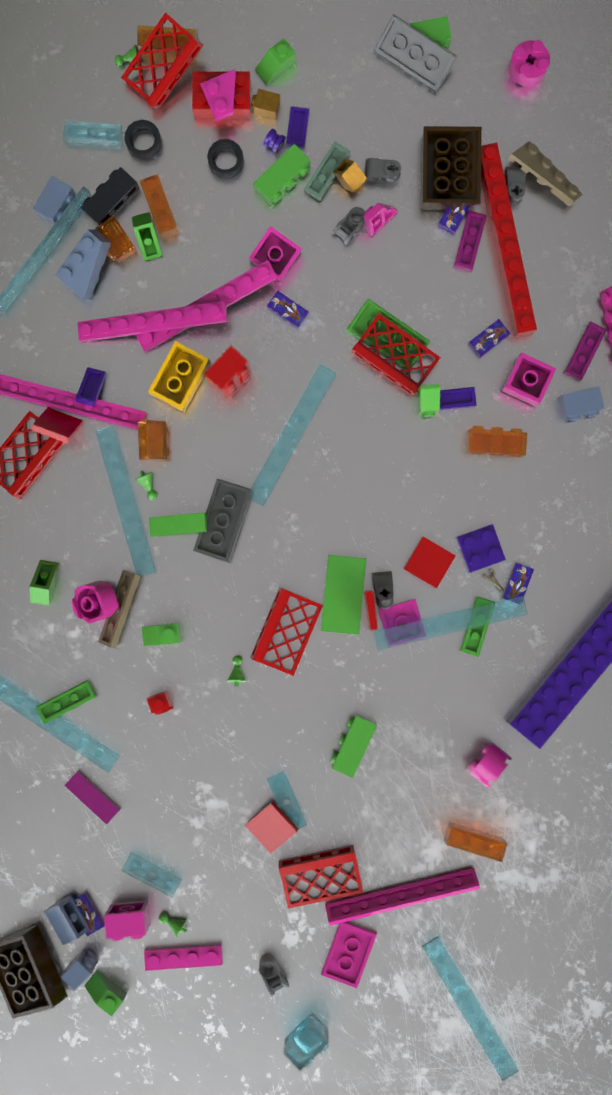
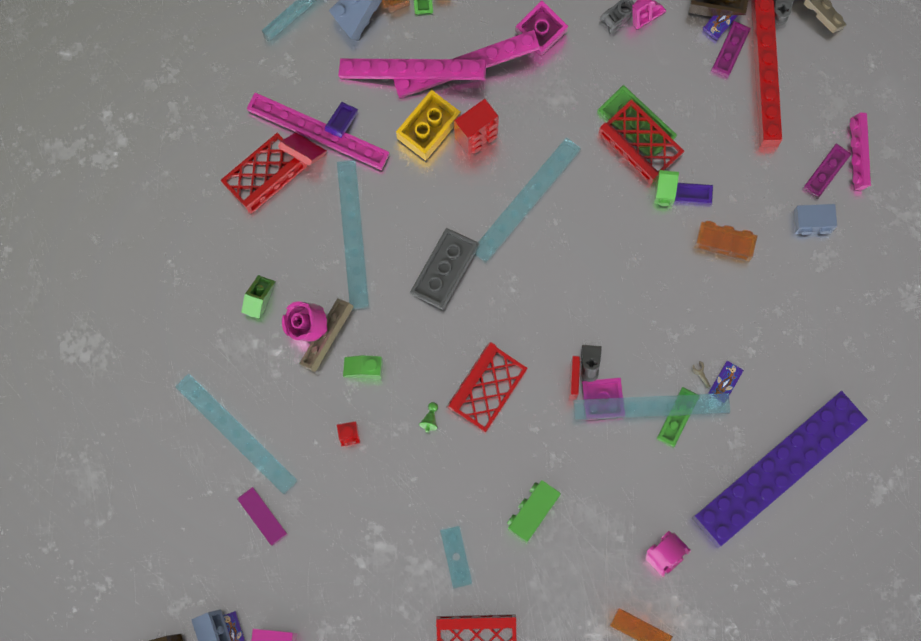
camera: 10 degrees right, 10 degrees down
(65, 702) = (255, 416): bright green tile -> none
(146, 481) = (376, 218): bright green piece -> none
(153, 440) = (391, 179): clear orange brick -> none
(162, 881) = (296, 596): clear light blue tile -> none
(177, 524) = (399, 264): bright green tile -> none
(271, 827) = (436, 578): tile -> none
(287, 309) = (544, 82): tile -> none
(343, 594) = (550, 361): bright green tile -> none
(429, 562) = (640, 345): red tile -> none
(480, 548) = (694, 341): dark purple plate -> none
(489, 338) = (735, 142): tile -> none
(528, 379) = (766, 186): dark pink brick -> none

